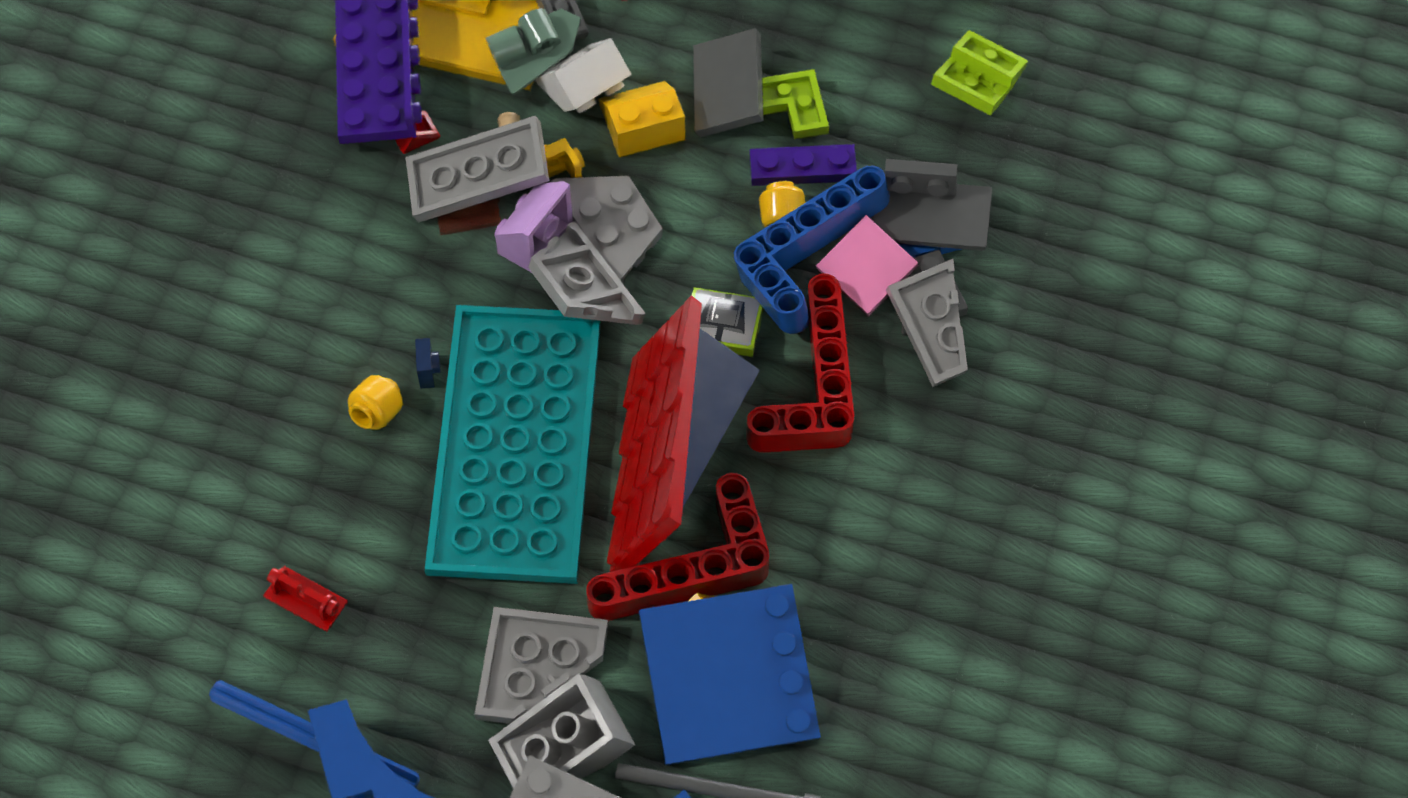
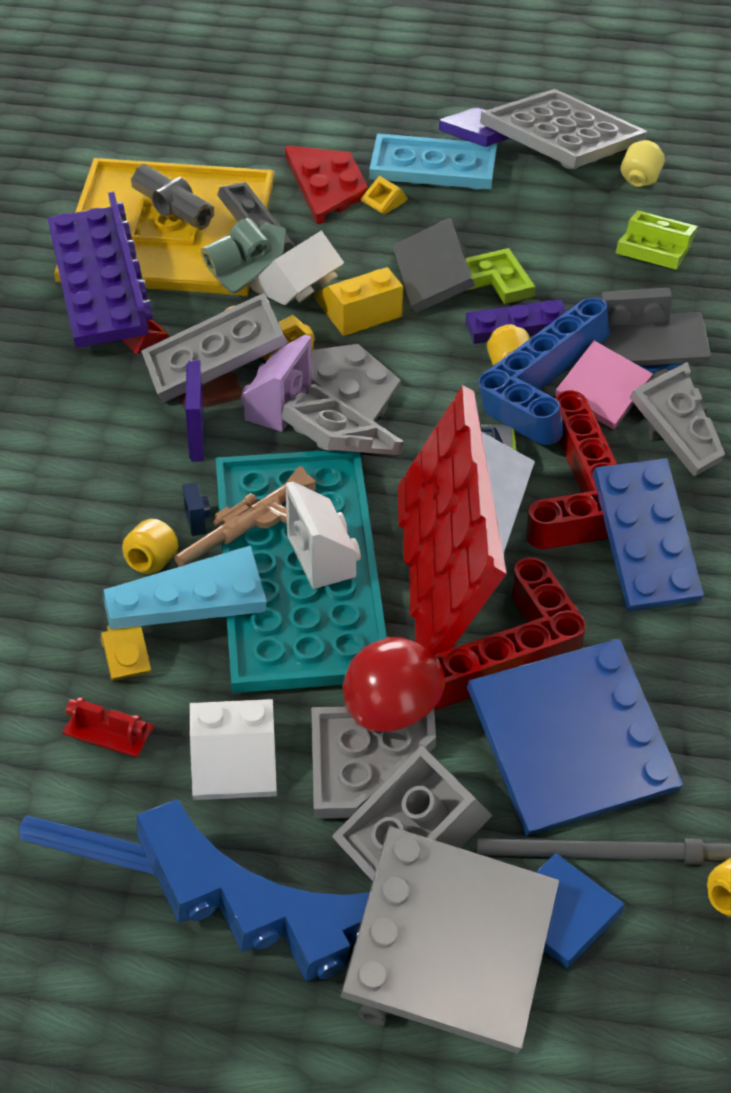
camera: 10 degrees left, 15 degrees down
(333, 516) = (125, 652): none -> yellow bracket
(406, 466) = (195, 591): none -> medium azure wing
(413, 640) = (232, 749): none -> white slope
(443, 249) = (194, 410): none -> dark purple tile
(467, 384) = (244, 517): none -> medium nougat piece
(535, 424) = (319, 537): none -> white slope
(569, 601) = (392, 684): none -> red cylinder
(858, 459) = (647, 534): none -> blue plate

